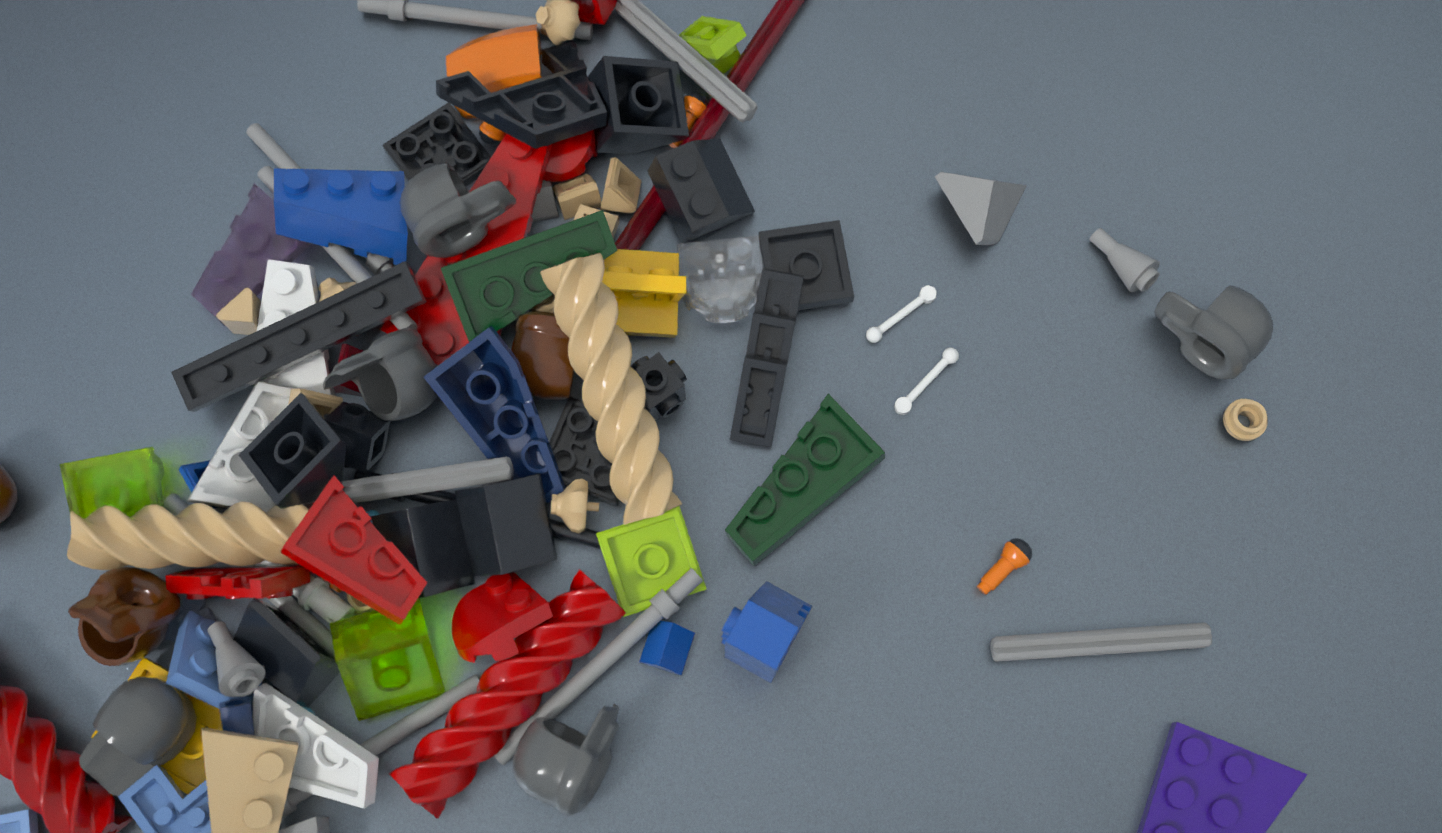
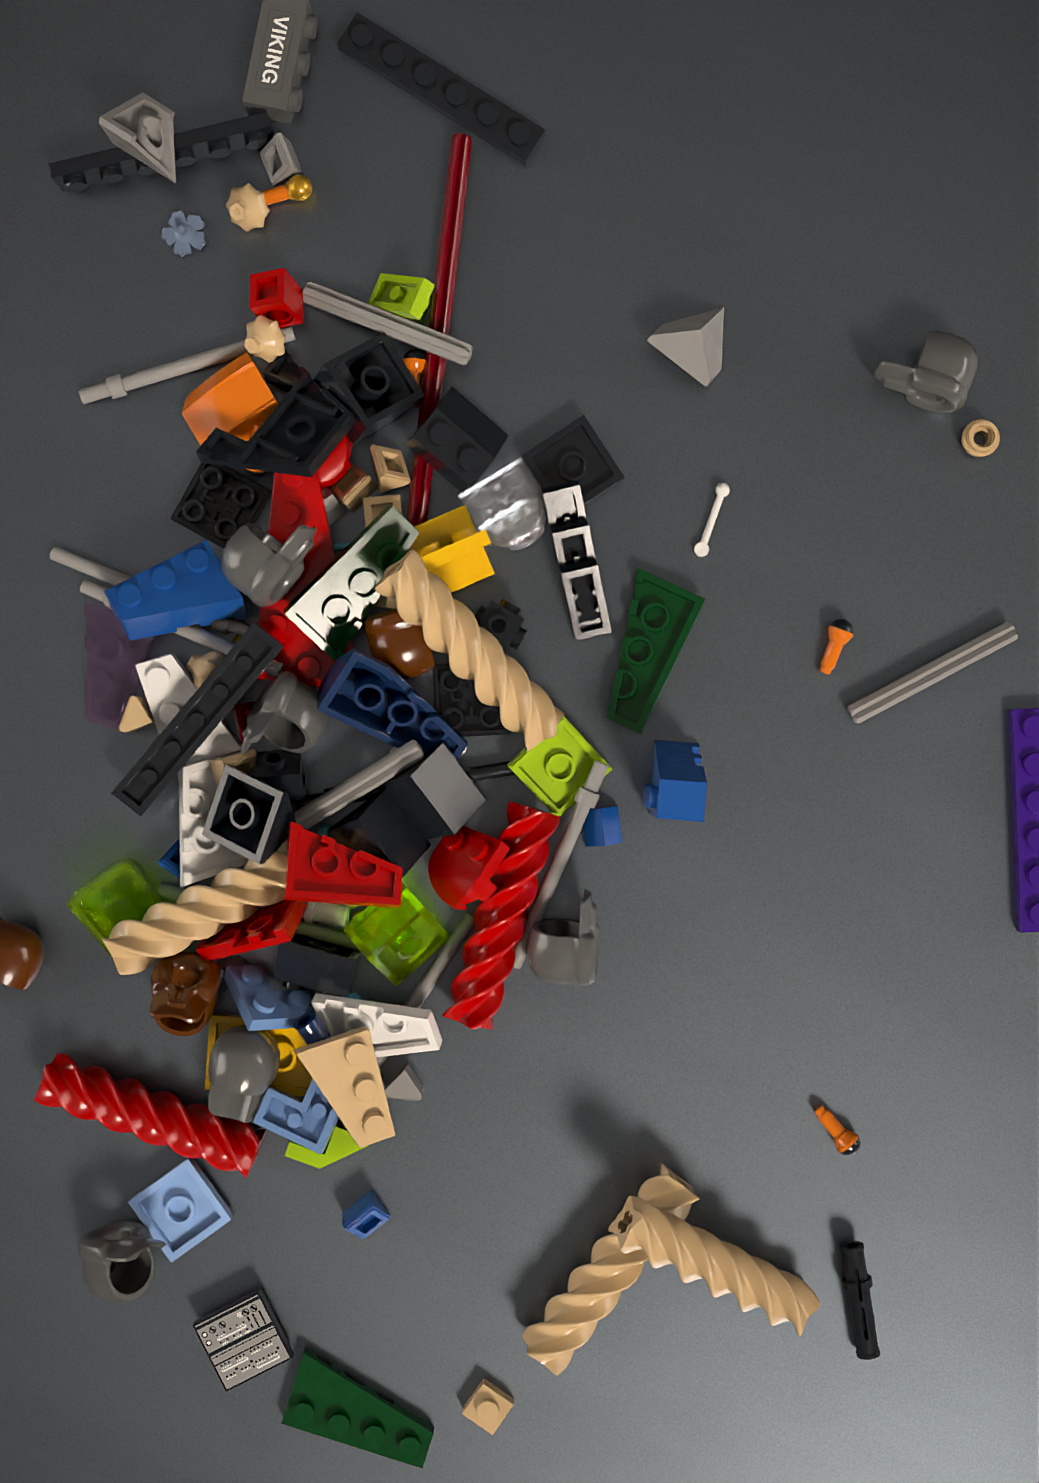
camera: 15 degrees left, 15 degrees up
(236, 669) = (292, 995): light grey cone -> none
(573, 505) = (481, 752): tan piece -> none
(926, 295) = (681, 445): white hinge -> none
(1132, 266) = (839, 344): light grey cone -> none

